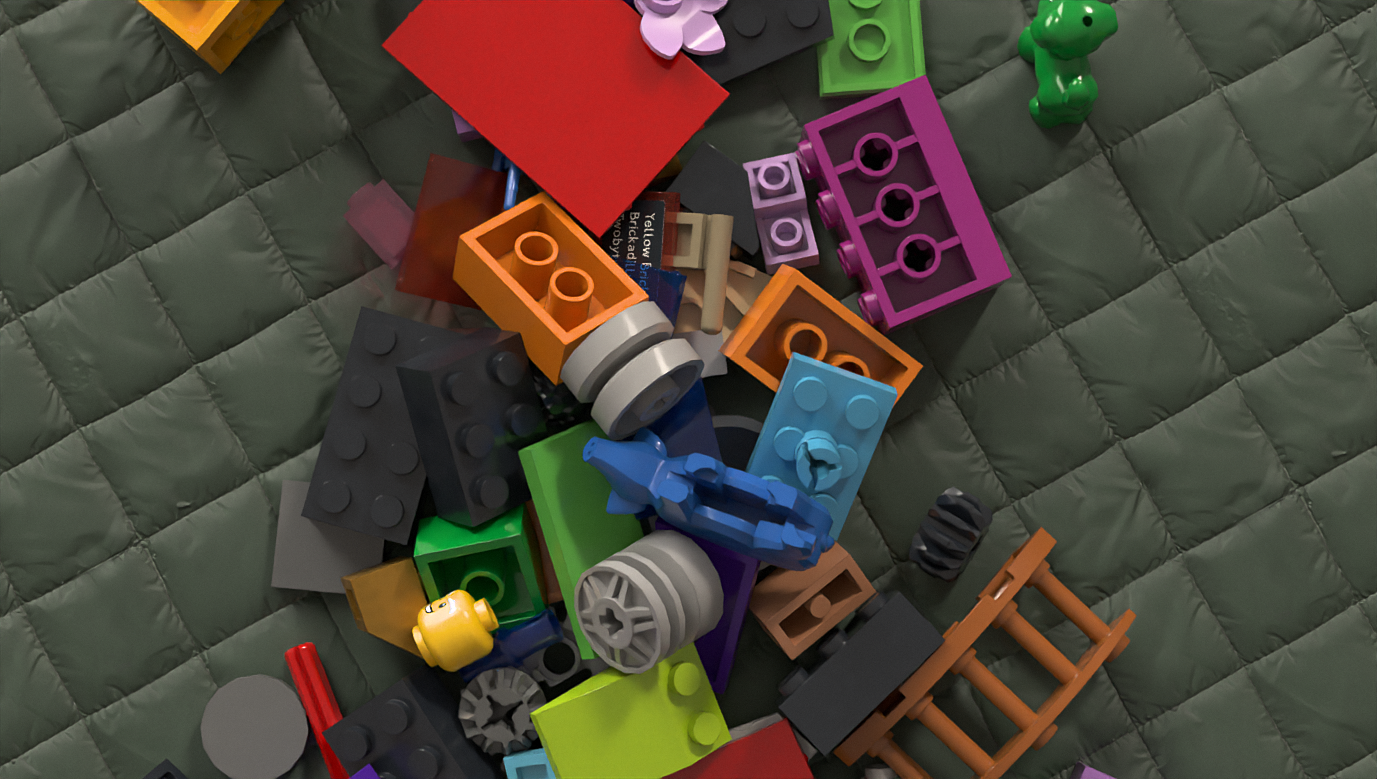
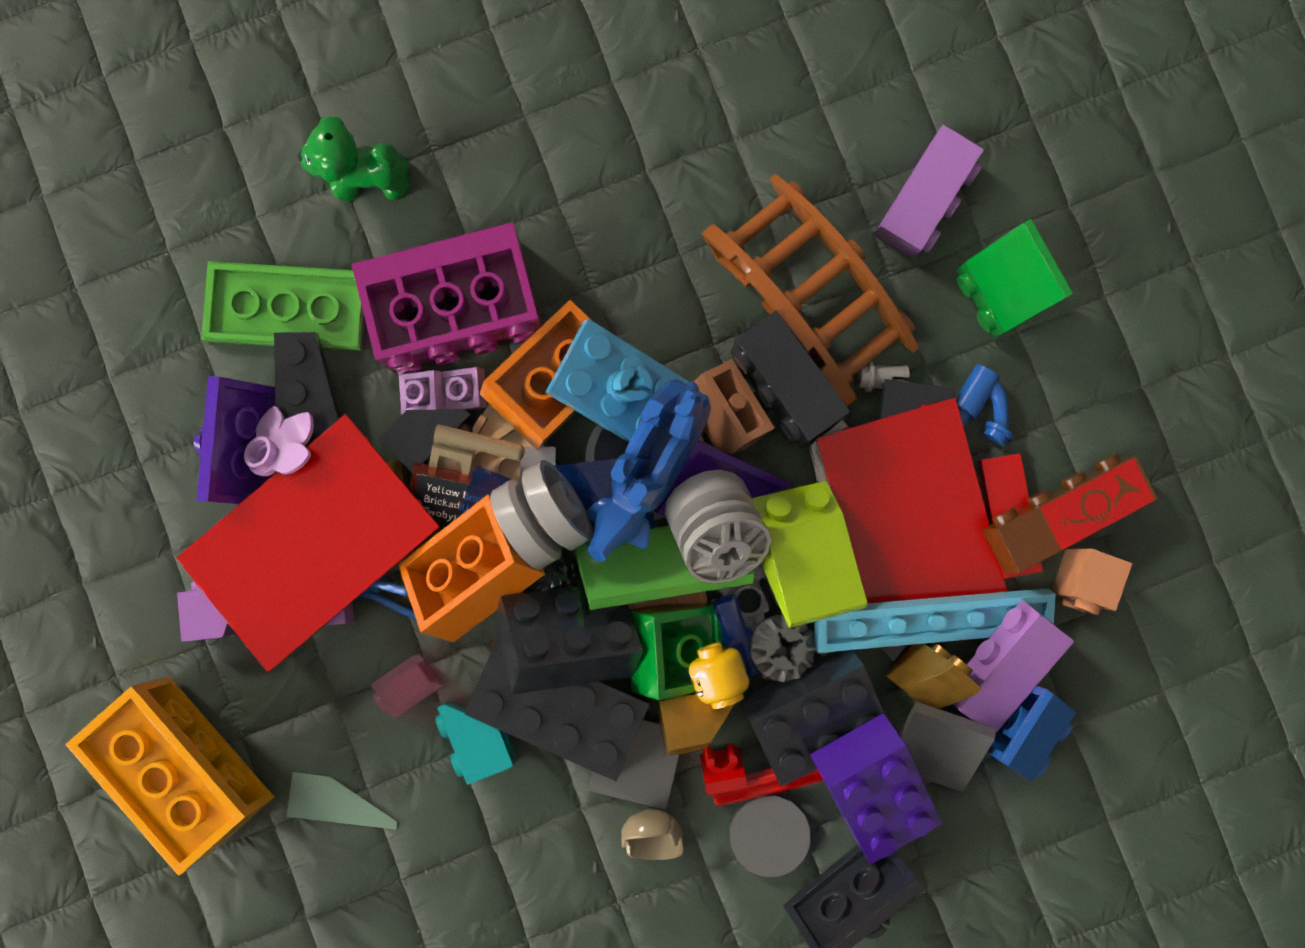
camera: 80 degrees left, 0 degrees up
(224, 147) = (330, 801): none -> sand green sticker
(235, 574) = (652, 836): none -> dark tan hair
(321, 329) = (476, 745): none -> teal slope
(332, 654) = (723, 770): none -> red tile
(450, 203) = (397, 637): clear red piece -> none
(950, 534) = (697, 299): black gear -> none

